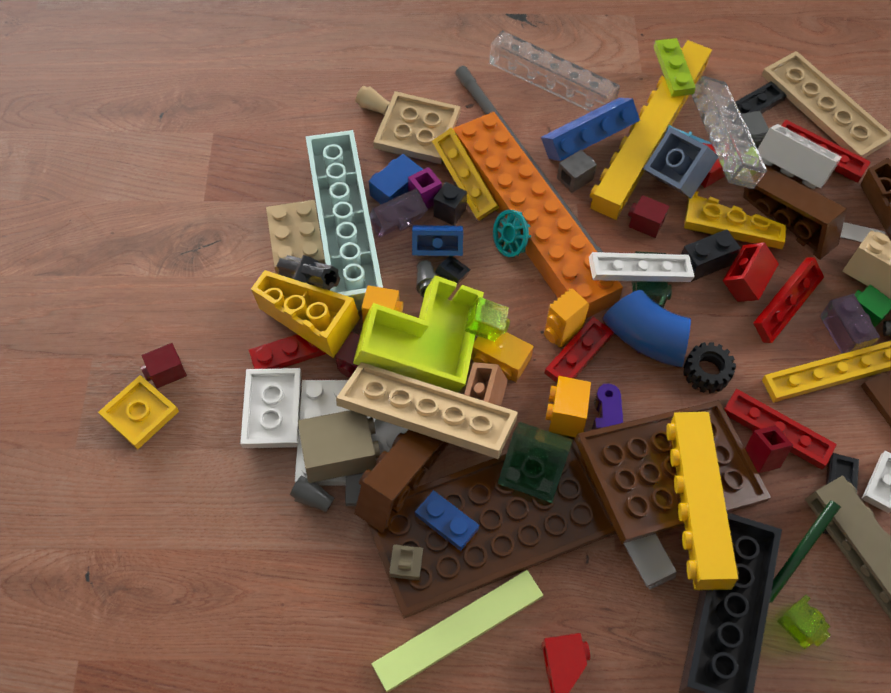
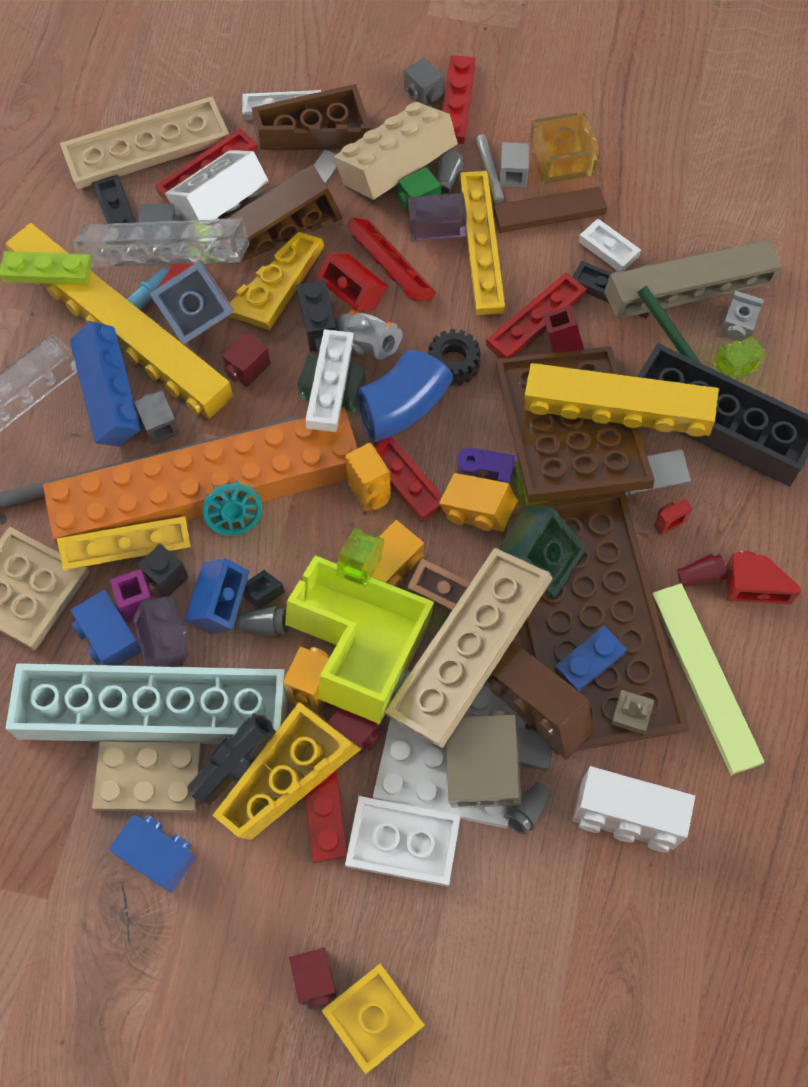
camera: 75 degrees left, 5 degrees up
(239, 248) = (152, 852): none -> blue brick
(316, 570) = (633, 809): none -> white brick
(561, 615) = (703, 571): none -> dark red cone
(608, 577) = (672, 516): none -> red plate
(702, 295) = (370, 334): none -> light grey animal
(867, 621) = (741, 316): none -> light grey brick

